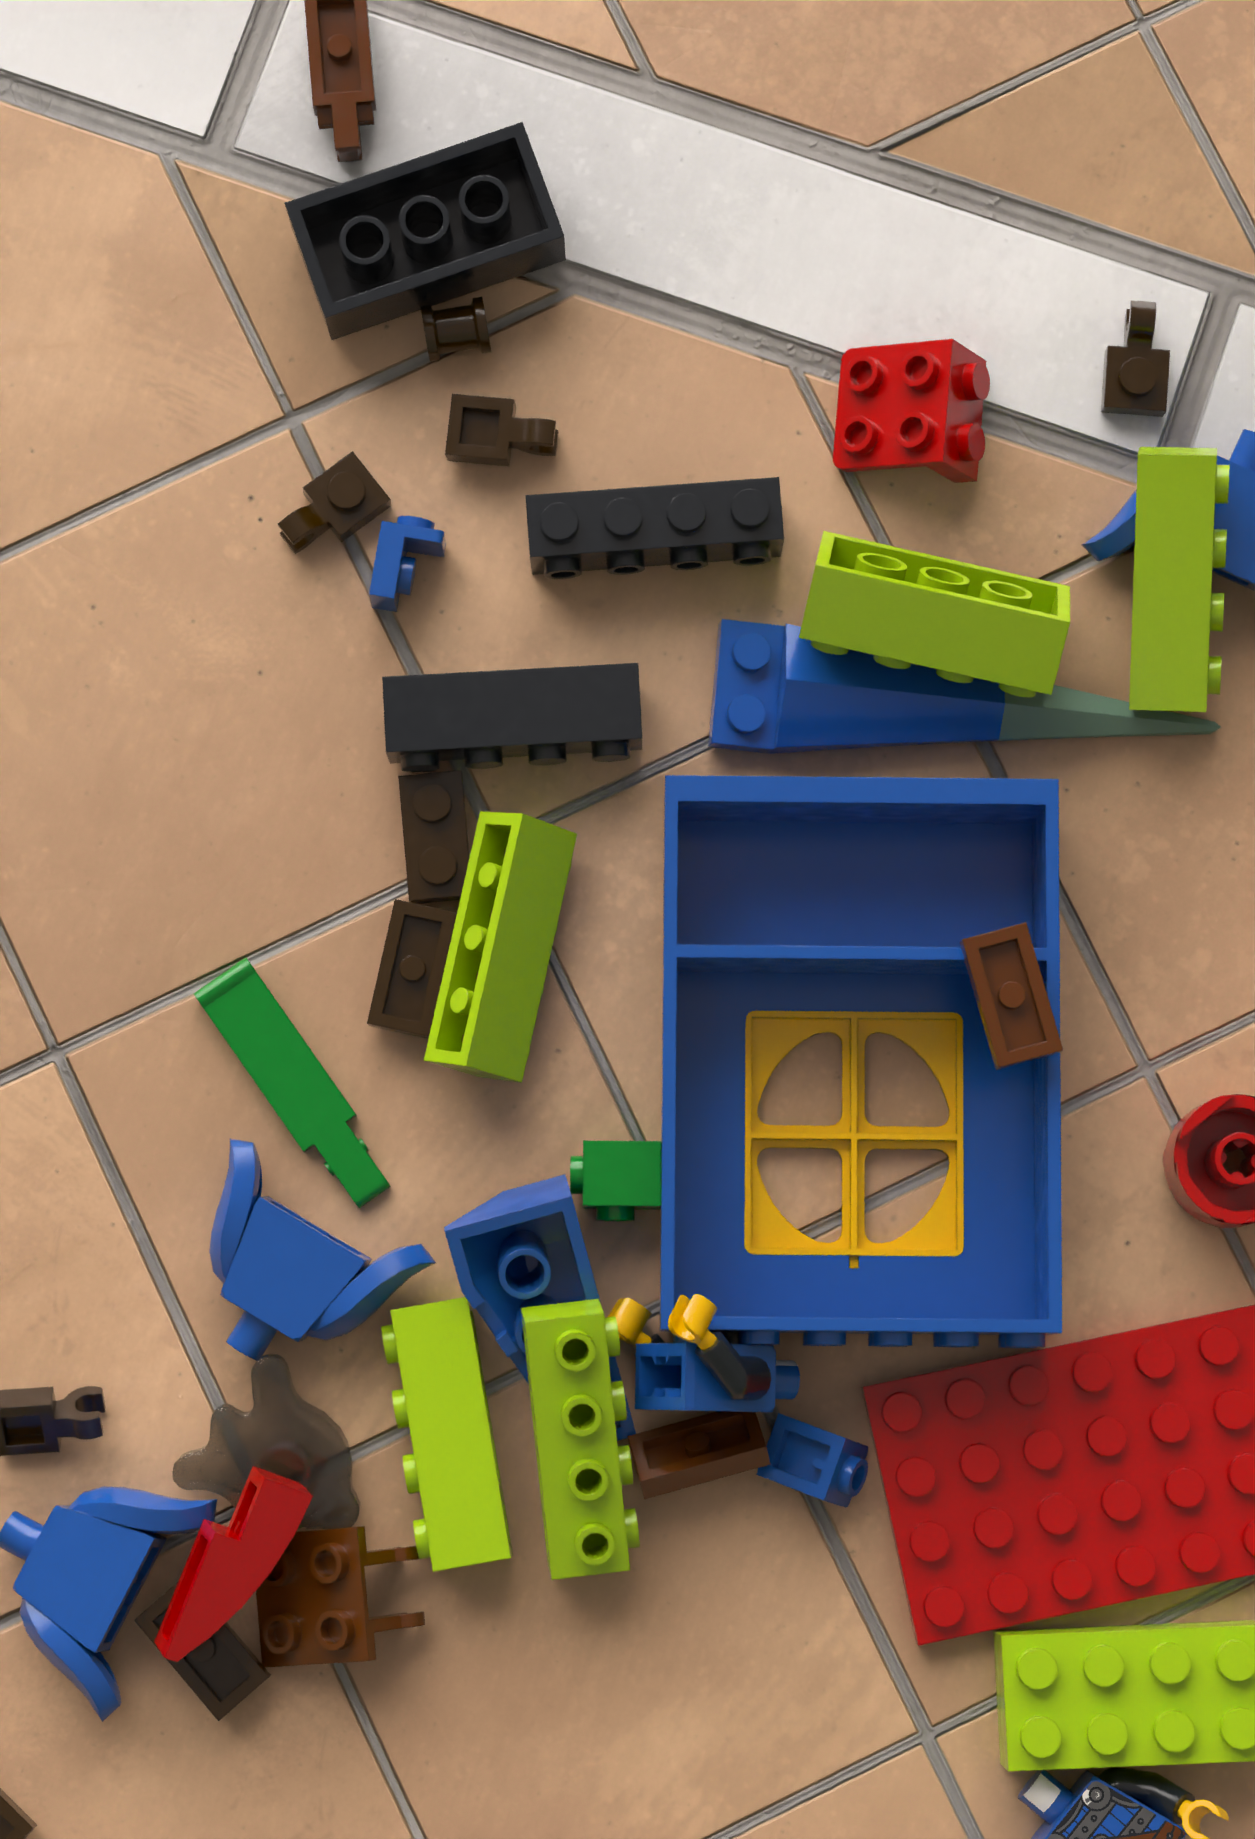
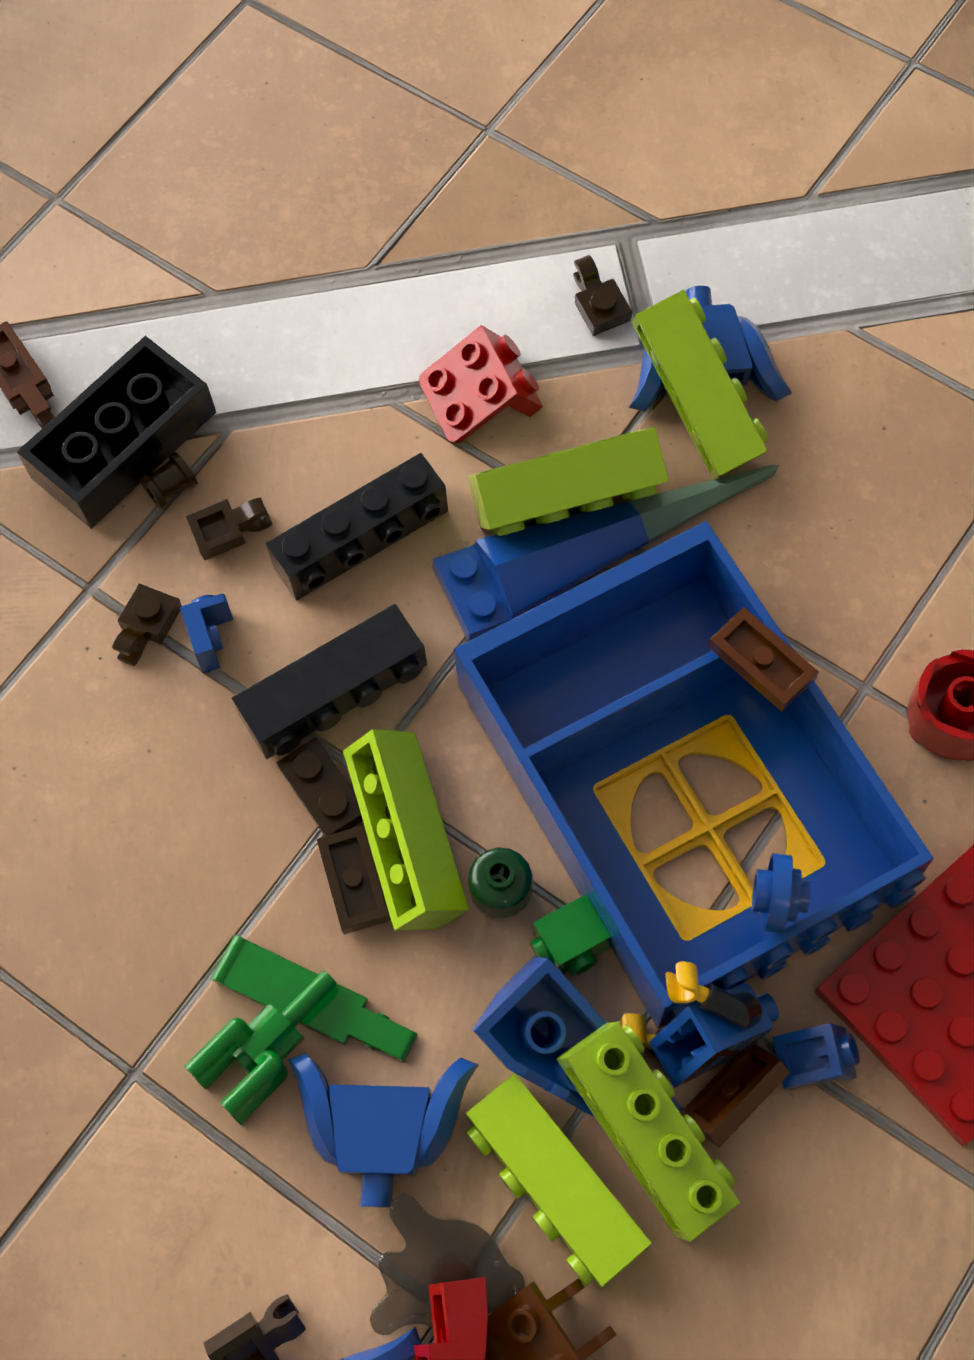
camera: 25 degrees left, 15 degrees down
(206, 1108) = (258, 1049): none -> green plant
(580, 1093) = (516, 884): none -> dark green head
(855, 1282) = (780, 893): none -> blue plate

